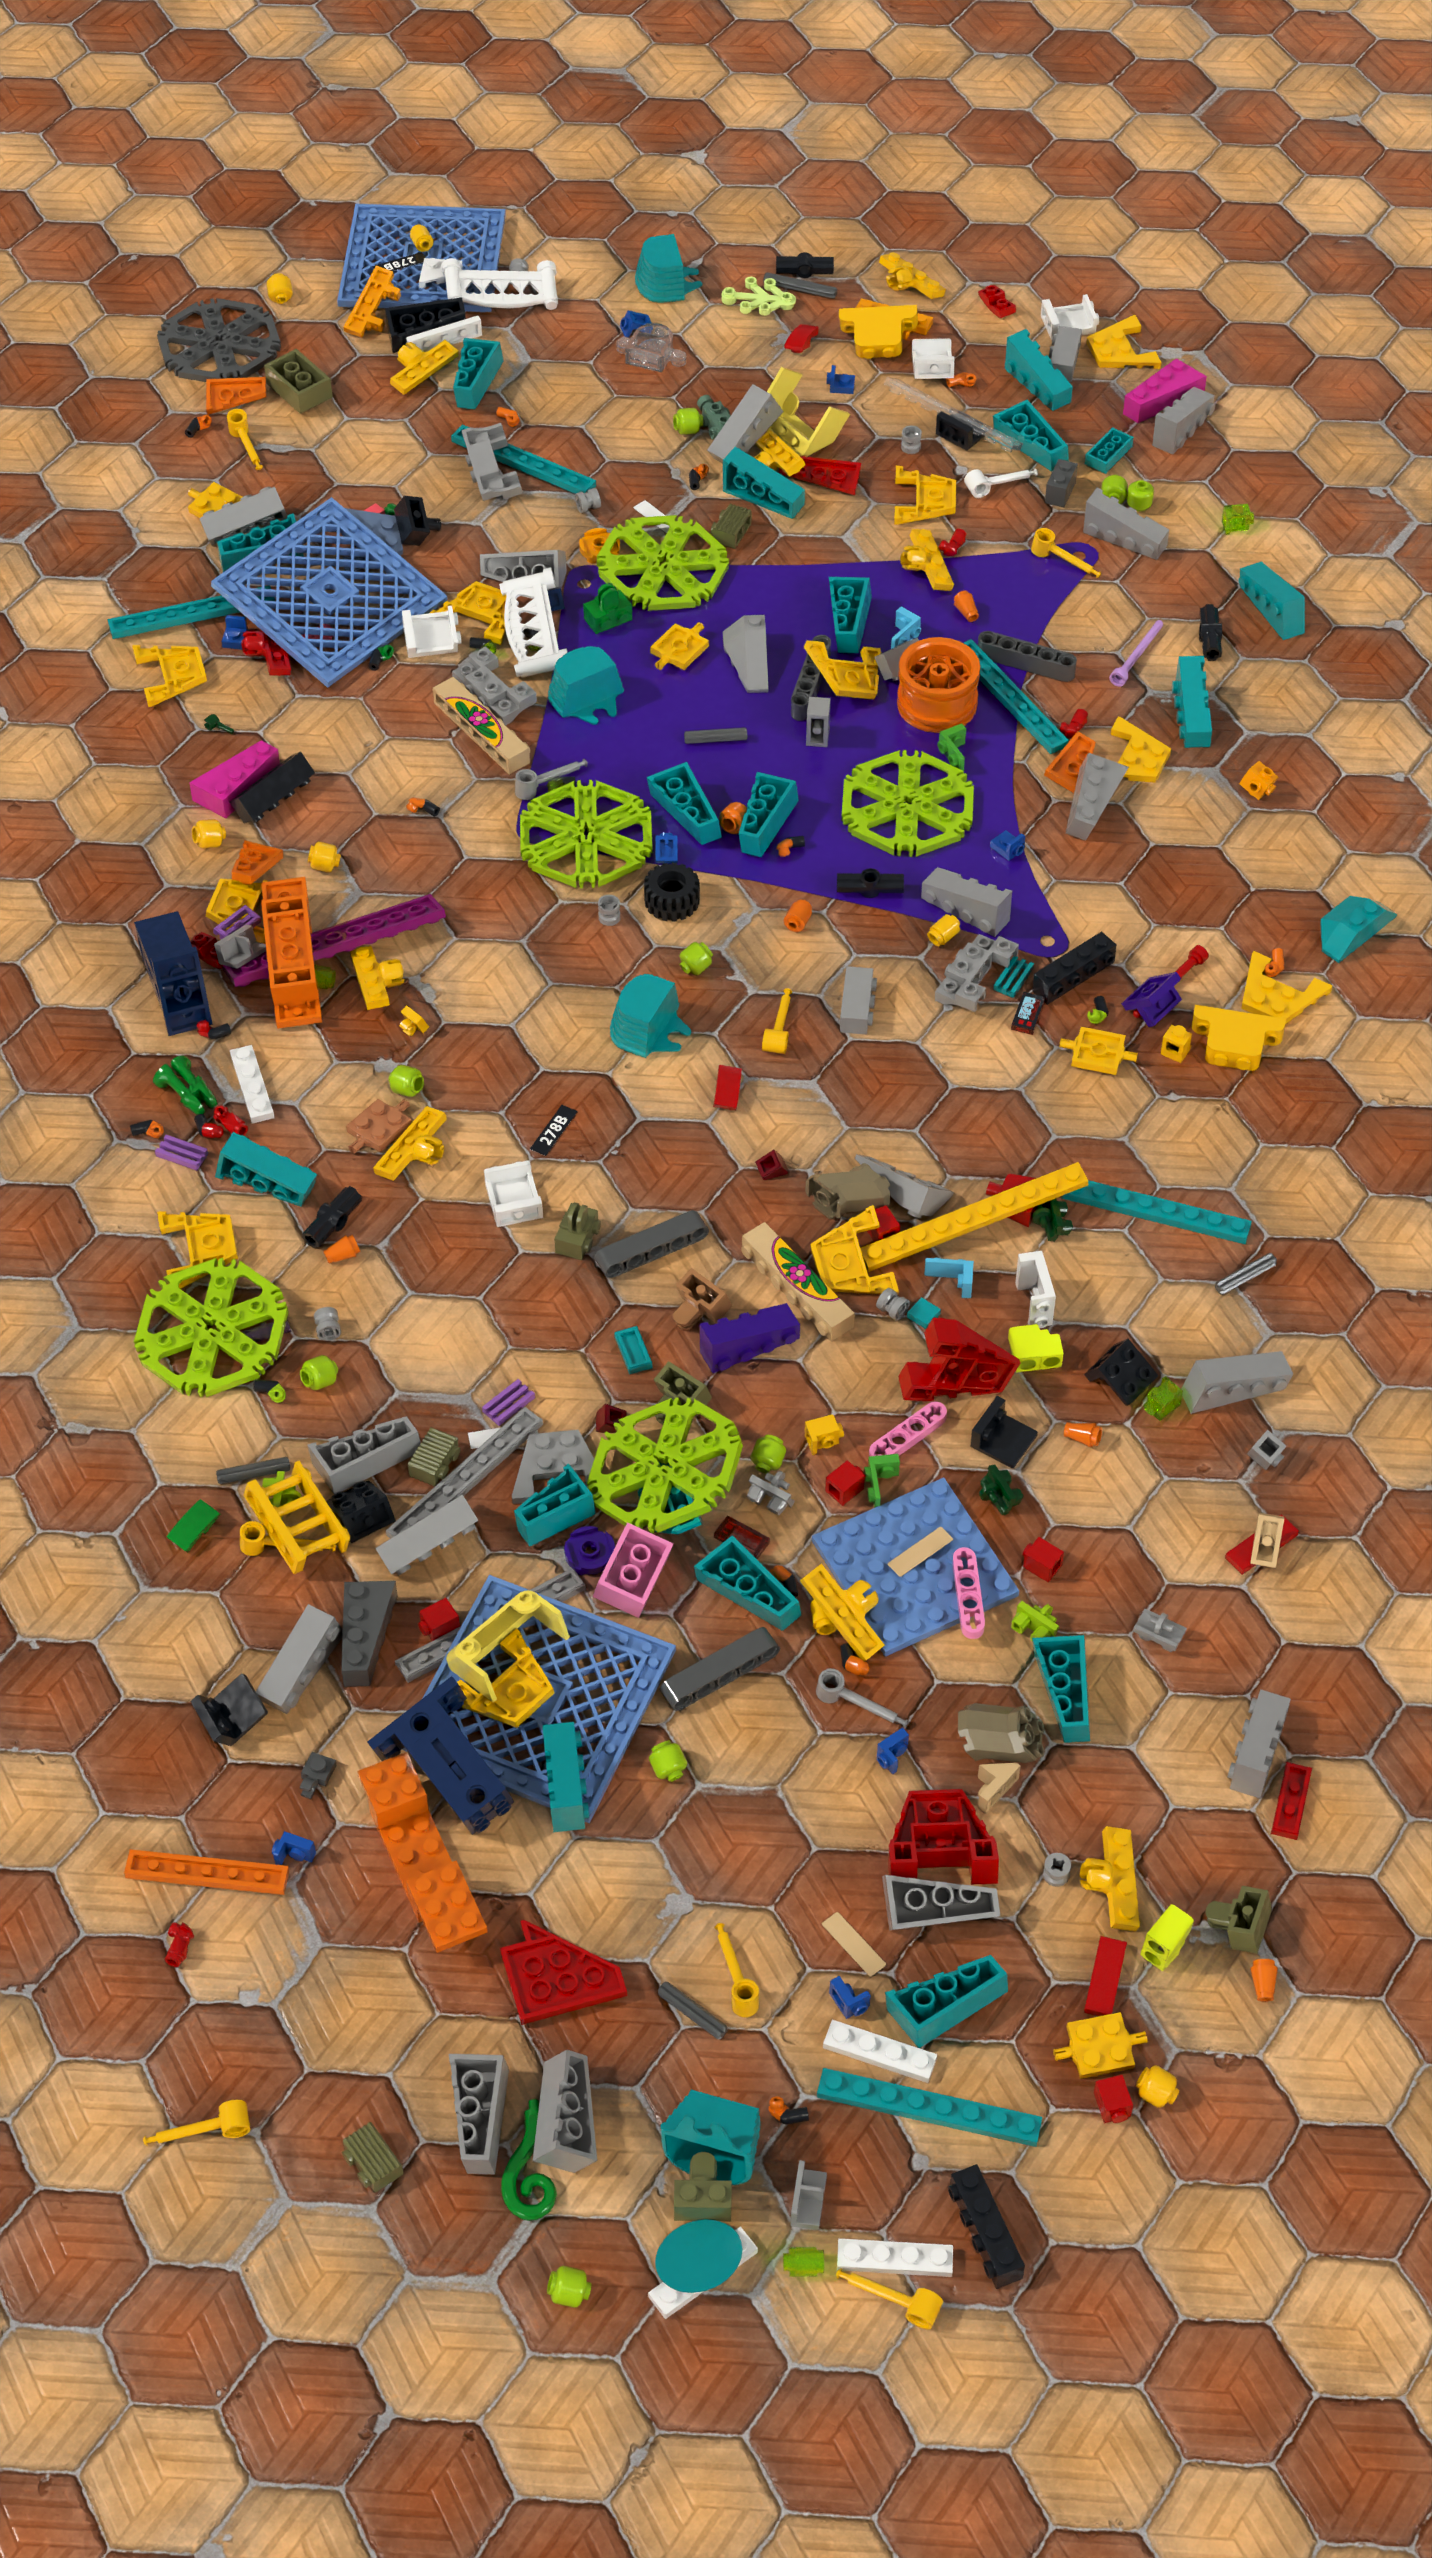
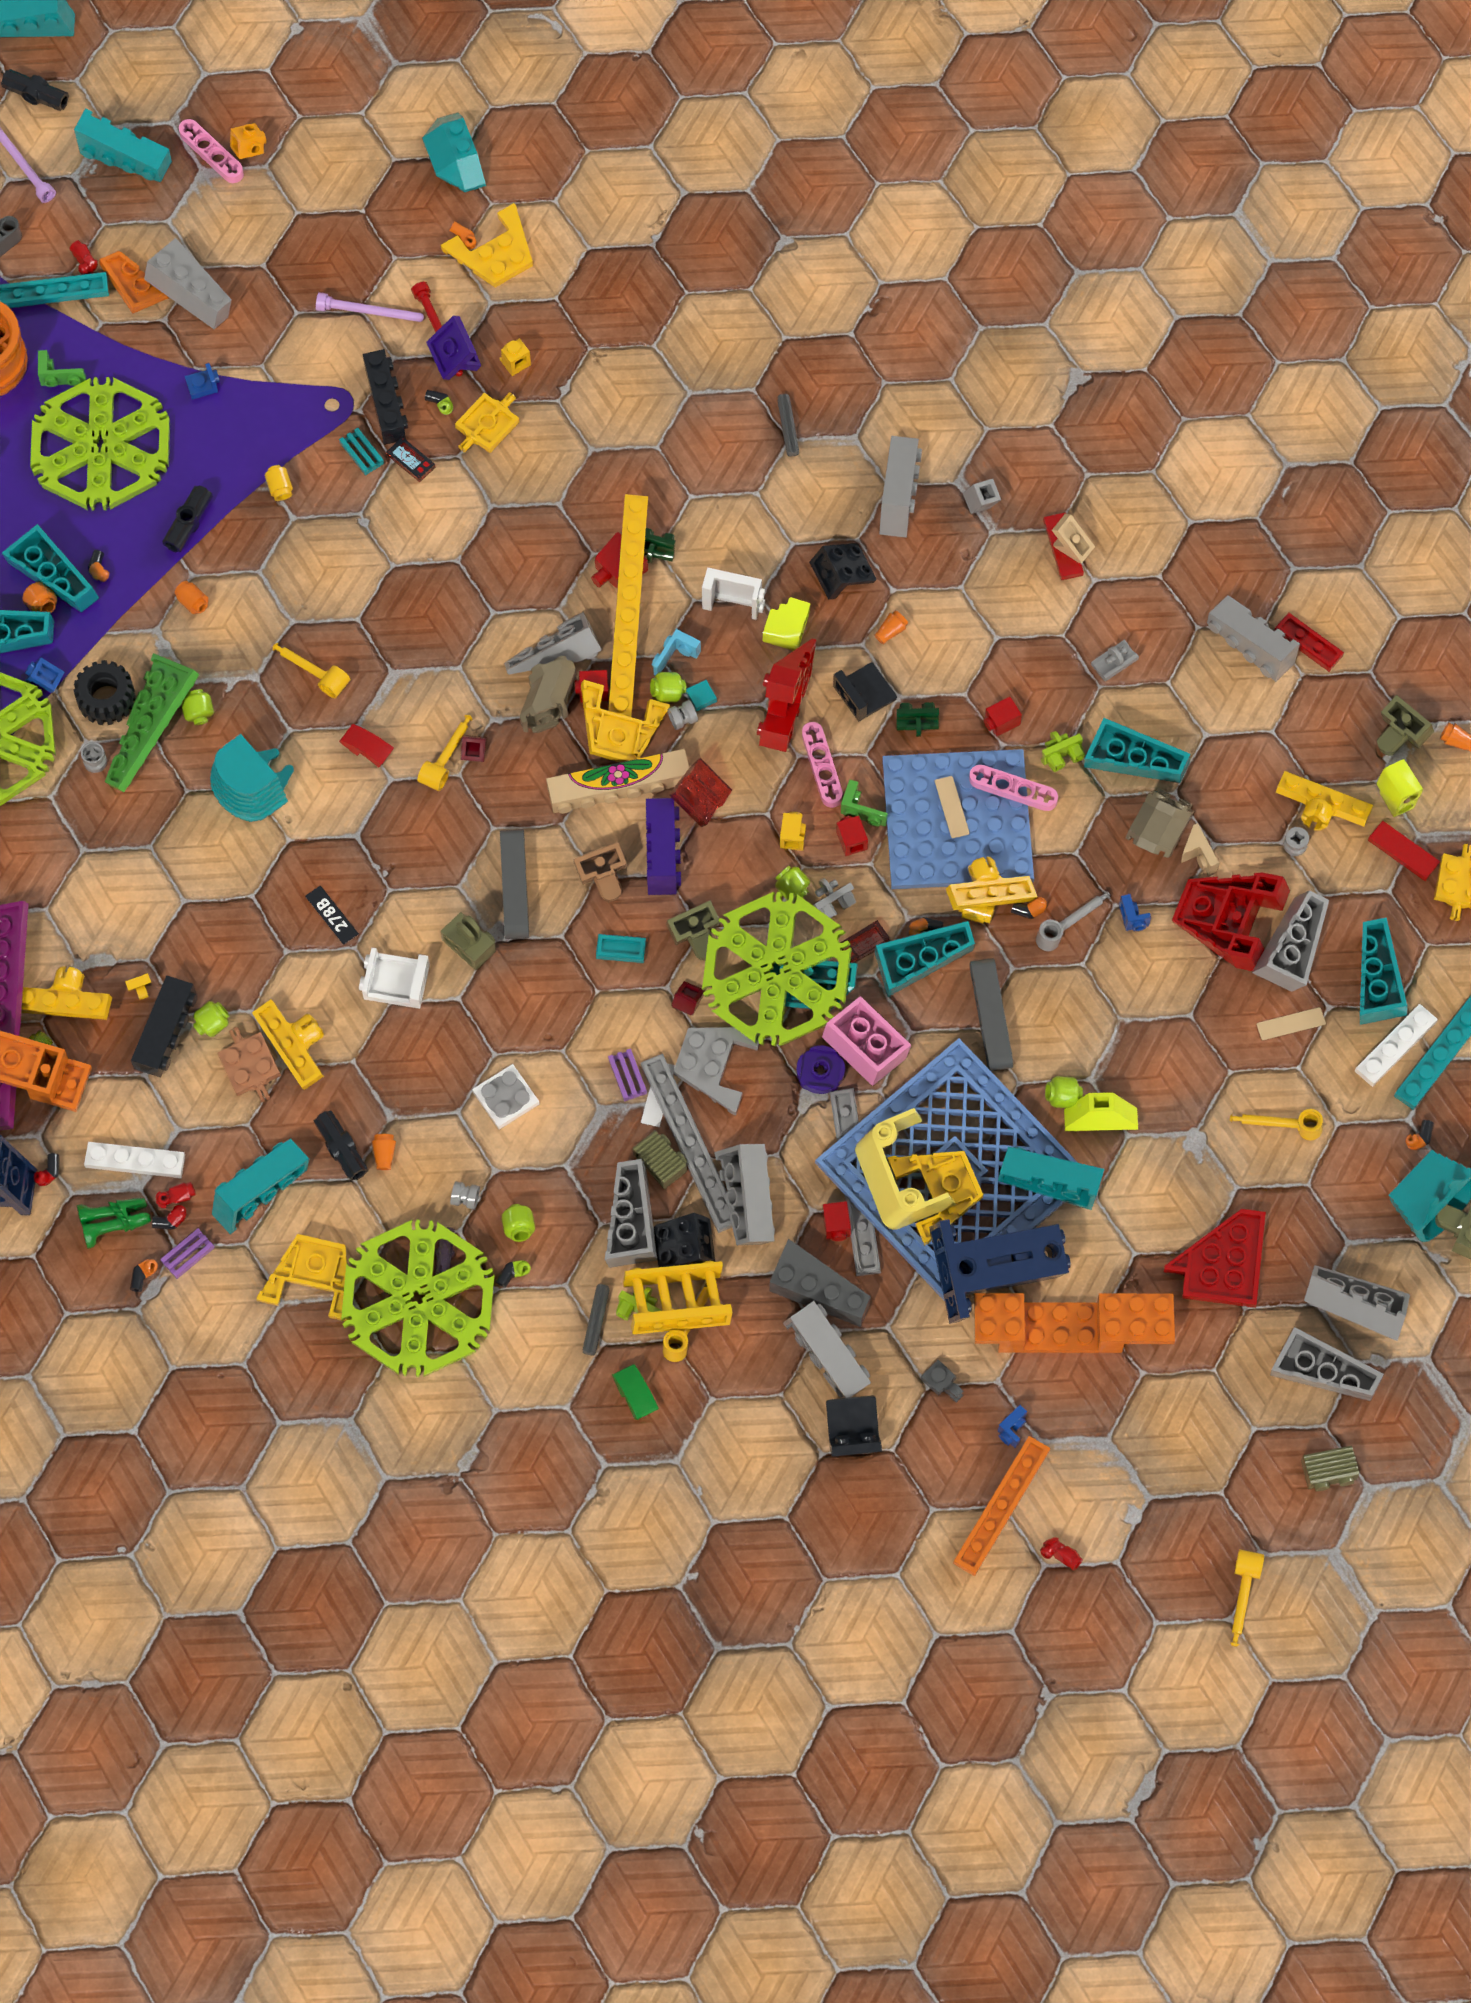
camera: 65 degrees left, 15 degrees up
(381, 1050) = (164, 1026): none -> black brick
(440, 1319) = (505, 1096): none -> light grey piece
(514, 2166) = (1361, 1336): green plant -> none
(555, 1508) = (767, 1074): teal wedge -> none
(661, 1803) = (1101, 1112): none -> neon yellow slope
(665, 930) = (151, 713): none -> bright green wing
(692, 2010) = (1300, 1170): dark grey axle -> none
(726, 1145) = (434, 774): none -> yellow piece
(819, 1345) = (700, 792): none -> clear red slope
(845, 1998) = (1343, 1050): blue bracket -> none
(857, 1000) = (322, 592): light grey brick -> none
(914, 1281) = (667, 687): none -> lime head
(968, 900) = (257, 446): light grey wedge -> none
(969, 969) = (339, 488): light grey bracket -> none
(1142, 754) = (152, 218): yellow wing -> none
(1142, 895) = (326, 302): none -> lavender piece
(1162, 1211) = (692, 453): teal plate -> none
(1163, 1399) = (887, 549): clear neon green brick -> none
(1235, 765) = (209, 152): none -> bright pink beam
(1236, 1036) = (531, 307): yellow brick -> none

